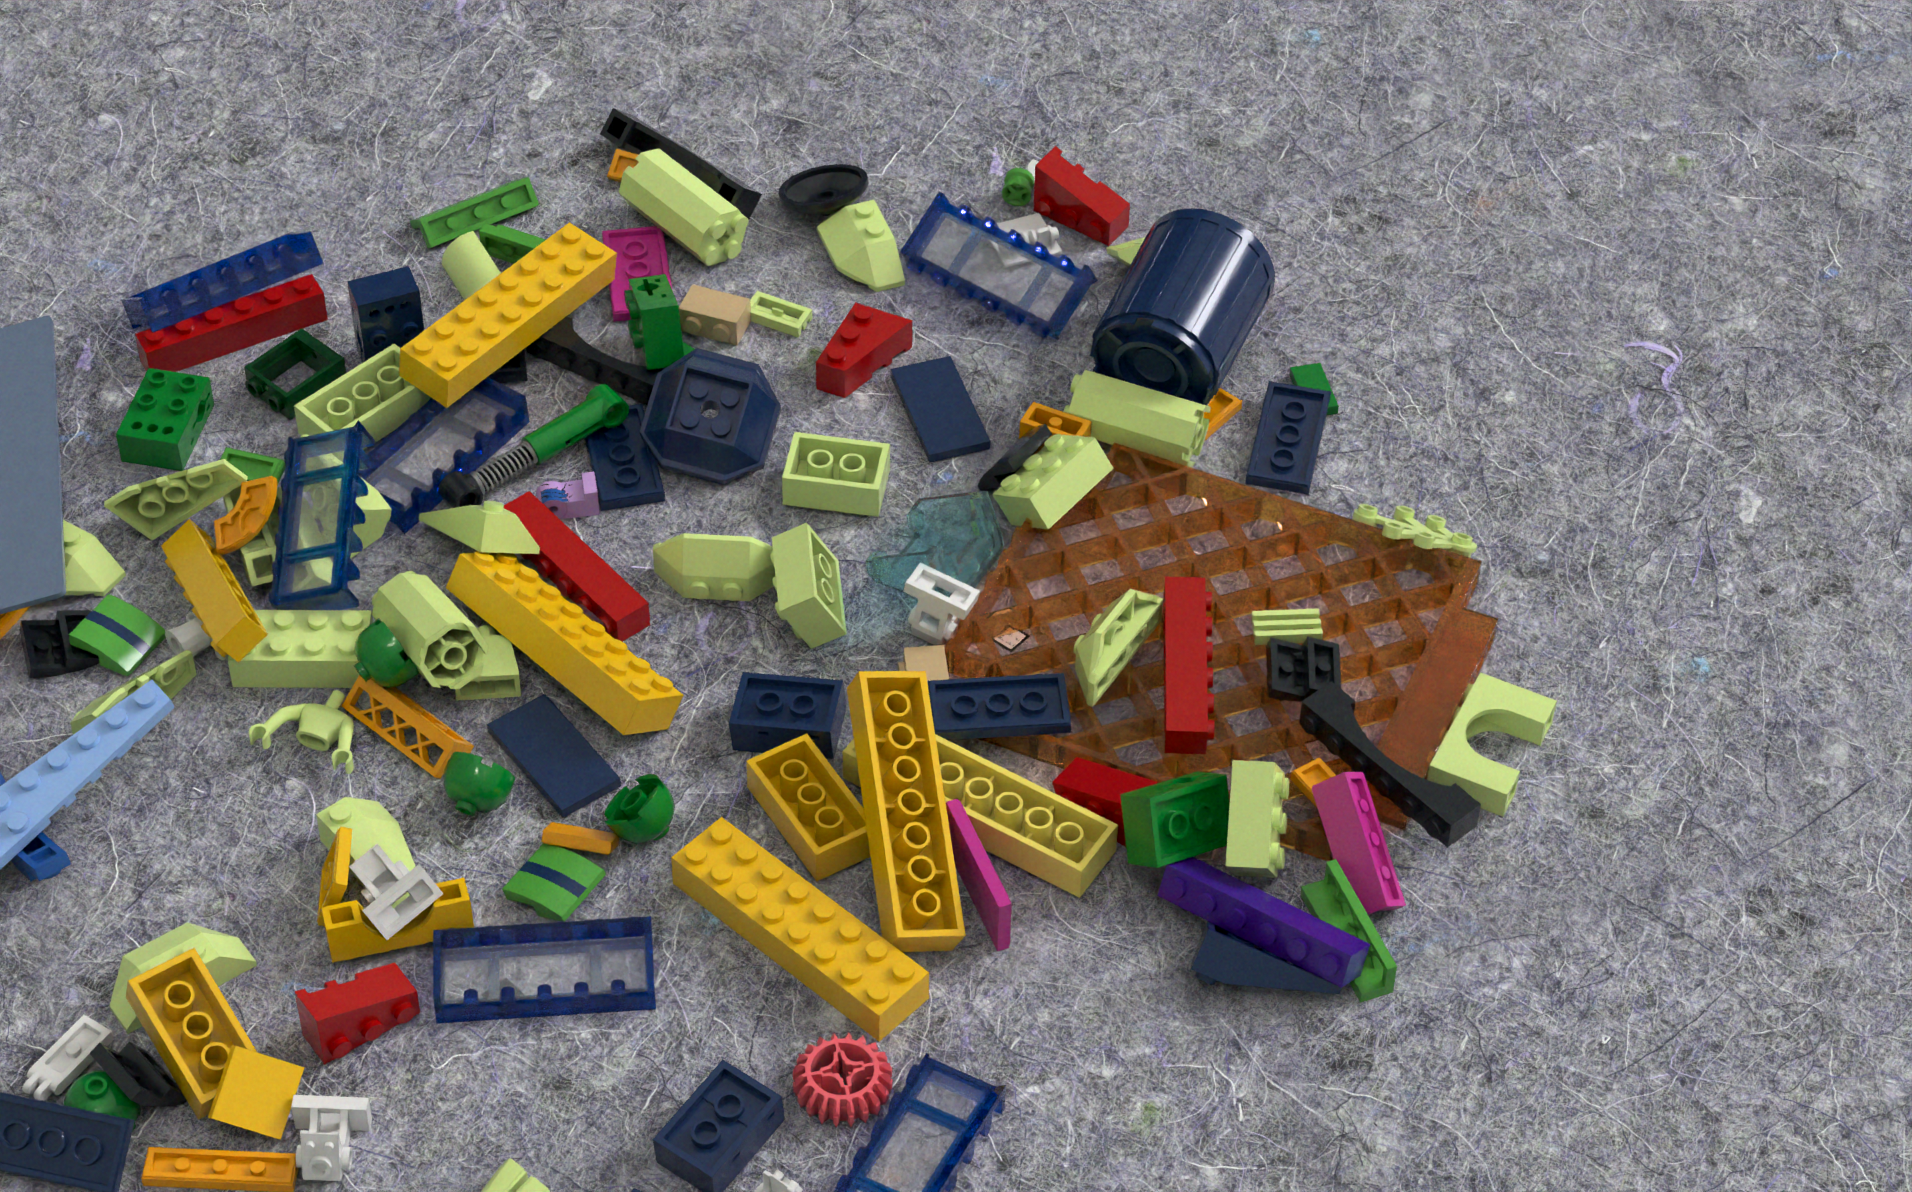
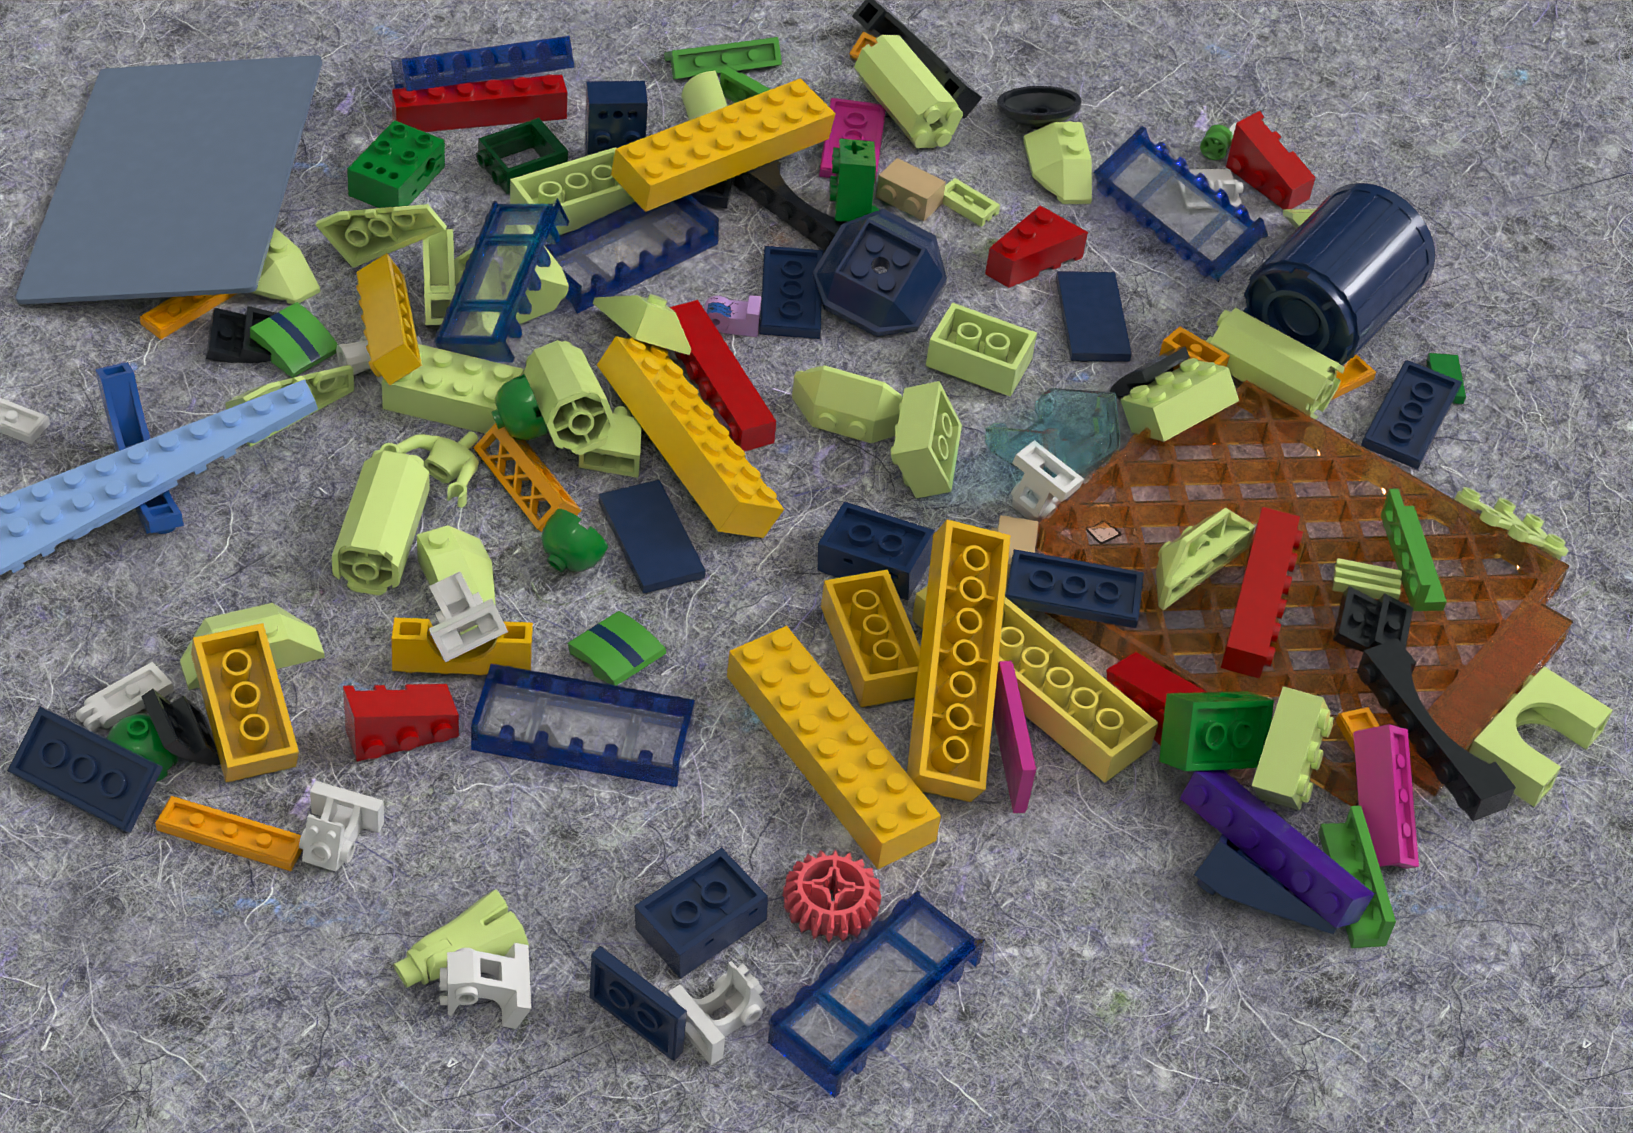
camera: 10 degrees right, 0 degrees up
(247, 516) = (437, 261): light orange tile -> none
(254, 465) = (461, 225): bright green tile -> none
(256, 1092) = (281, 769): yellow tile -> none
(274, 809) = (381, 522): none -> yellowish green brick
(335, 871) = (419, 585): yellow tile -> none
(580, 838) = (652, 615): light orange tile -> none
(599, 409) = (781, 245): piece -> none
(641, 812) = (715, 604): green cylinder -> none
(1324, 588) = (1412, 554): none -> bright green fence

